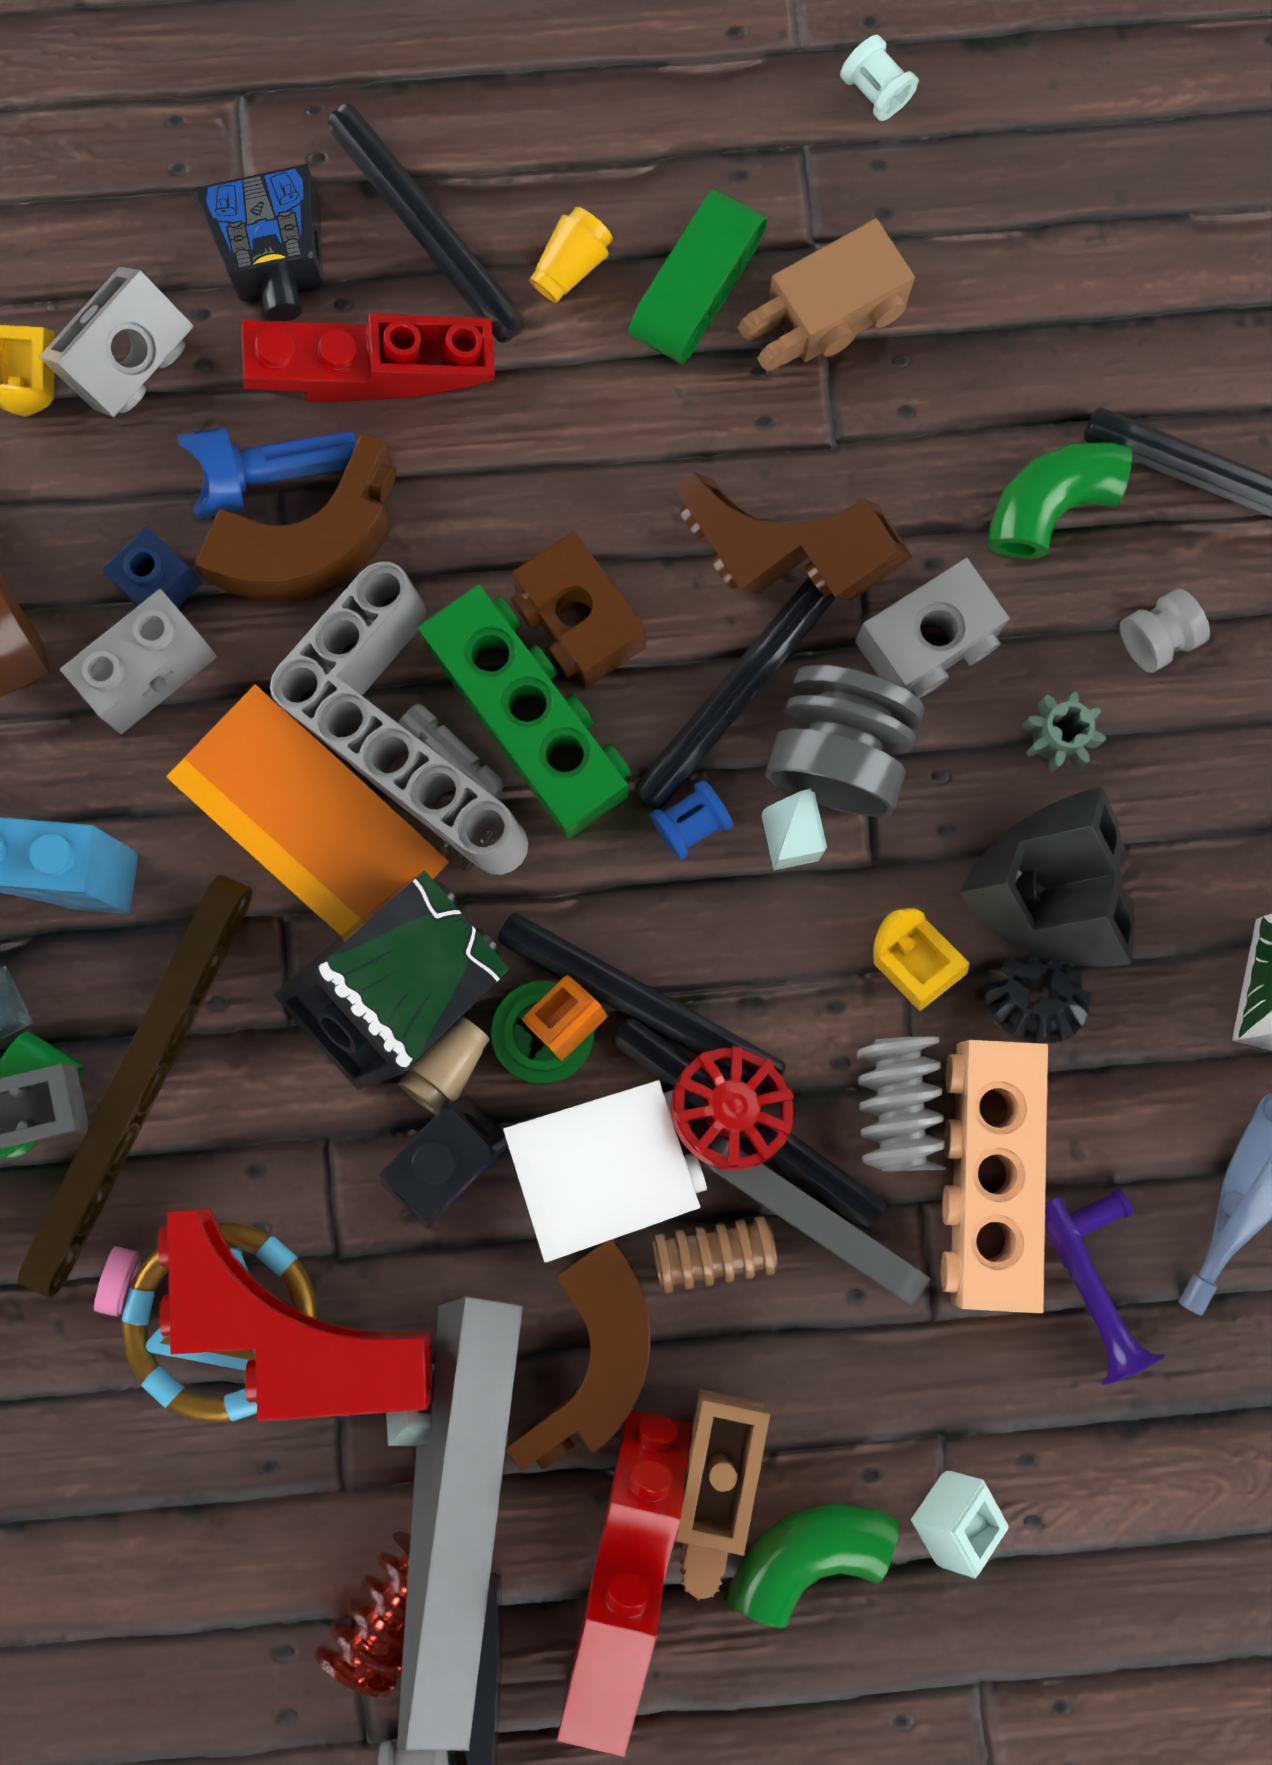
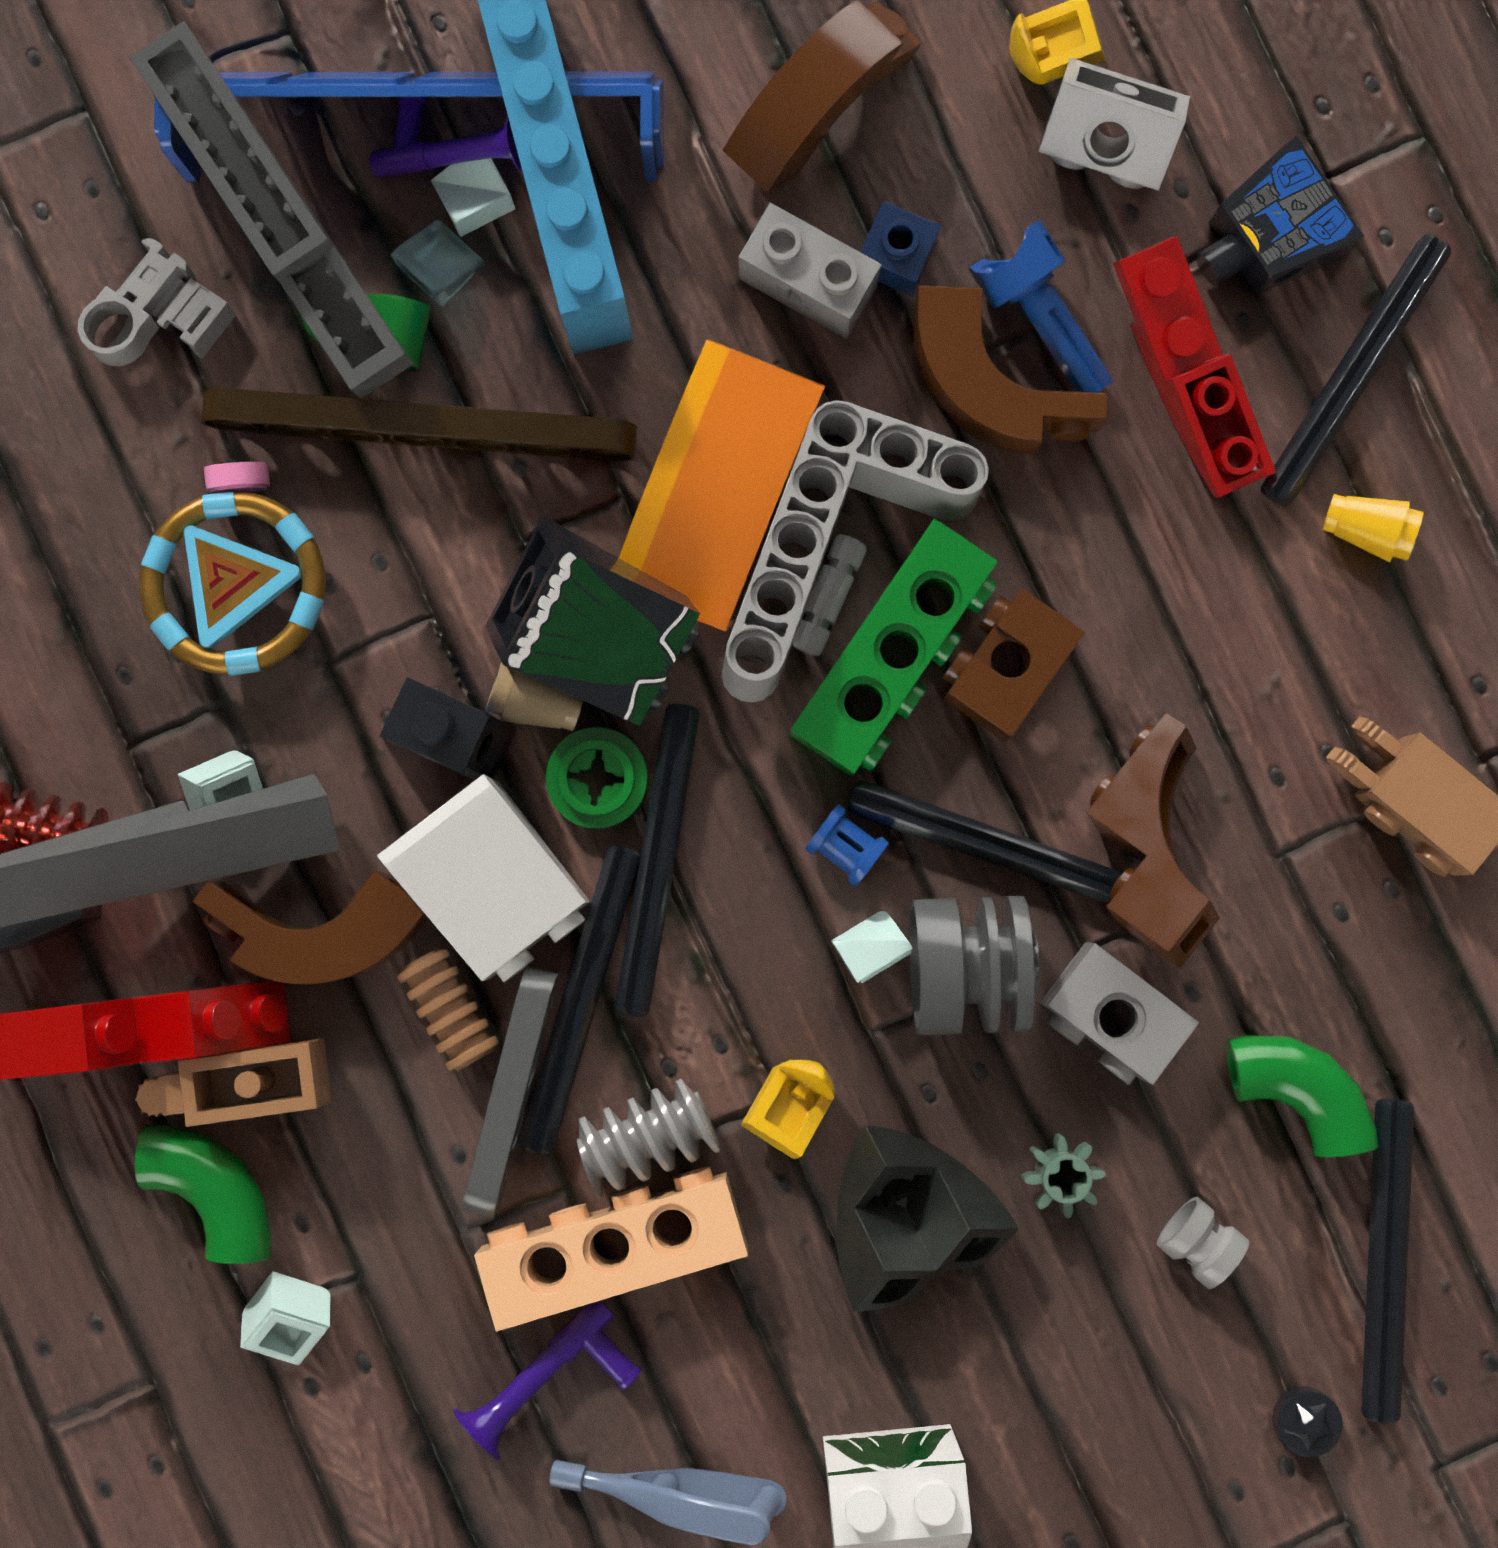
camera: 75 degrees right, 5 degrees up
(299, 1361) = (220, 669): red arch -> none
(565, 1017) = (614, 792): orange slope -> none
(698, 276) = (1399, 659): green beam -> none
(732, 1108) = (584, 979): red wheel -> none
(1051, 1019) = (773, 1251): black gear -> none

